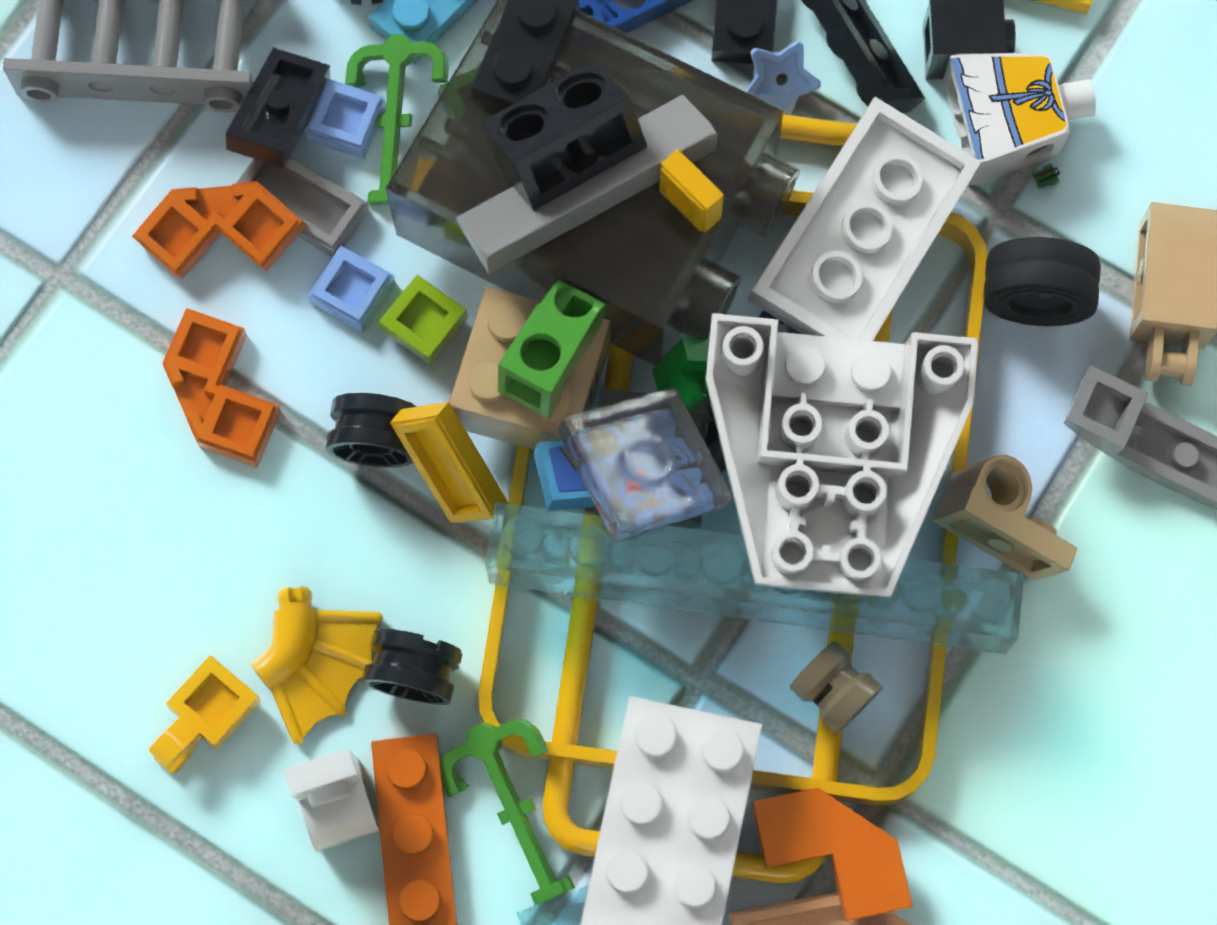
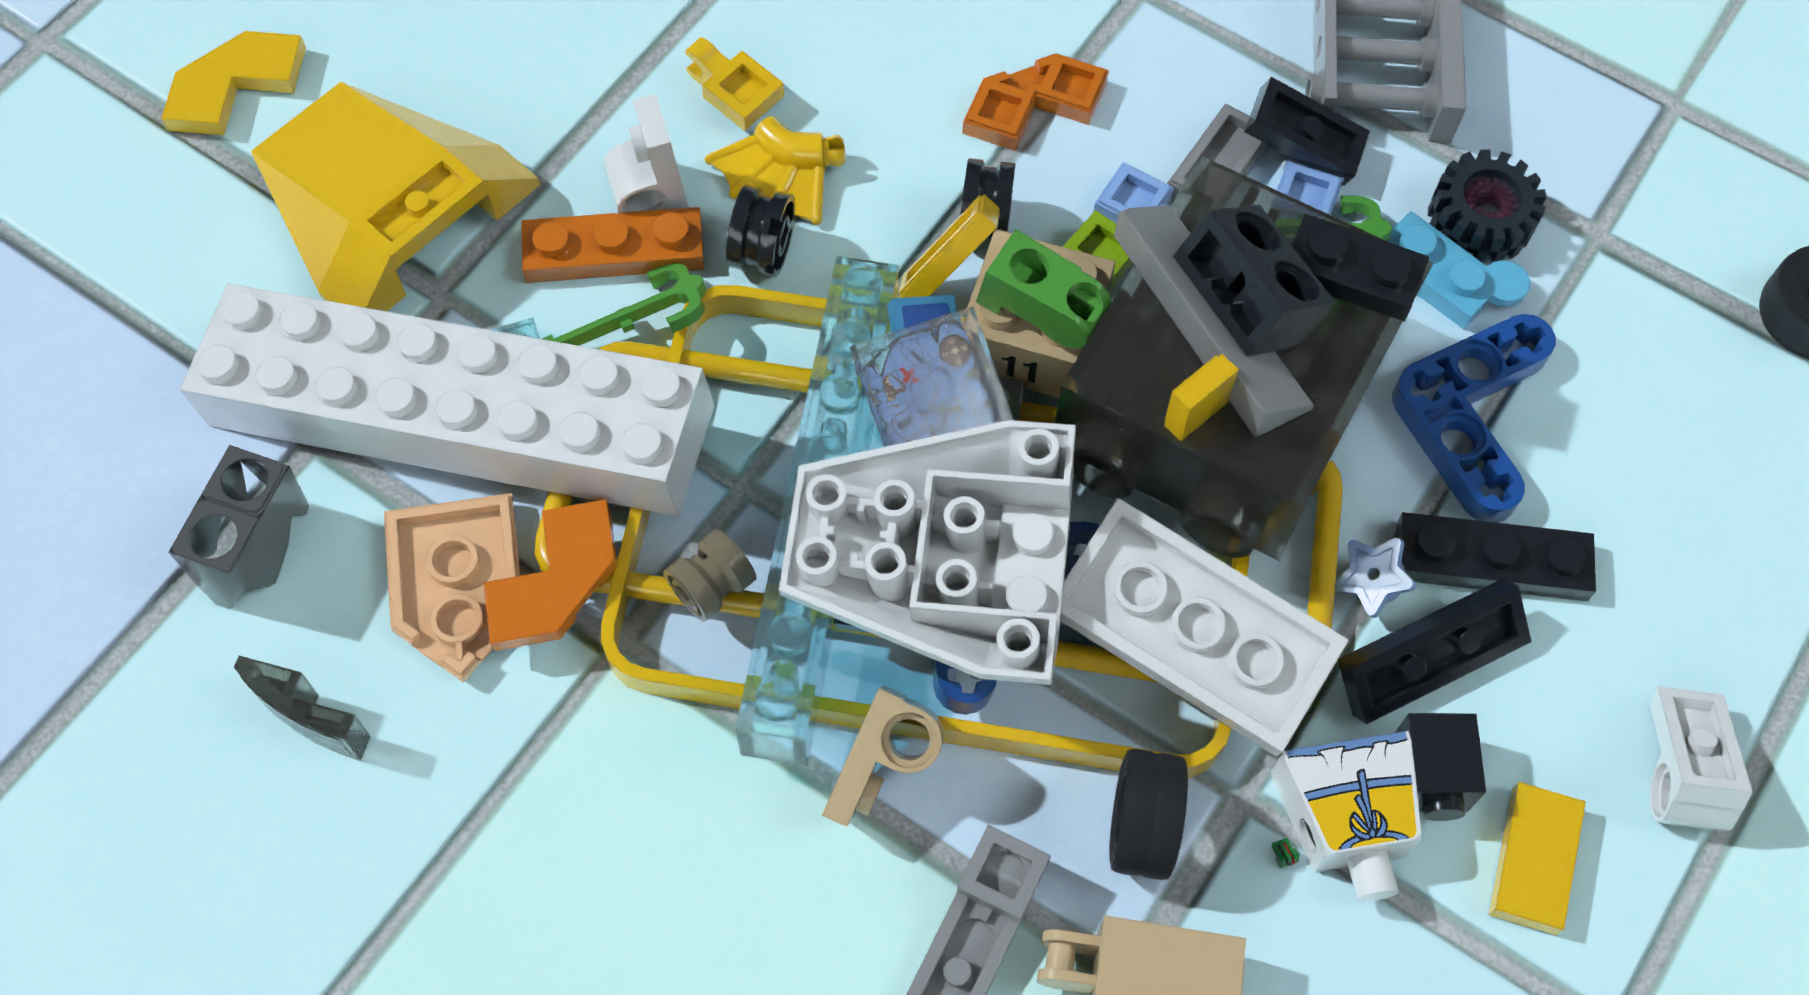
camera: 90 degrees right, 10 degrees down
(195, 217) = (1200, 100): orange tile -> none

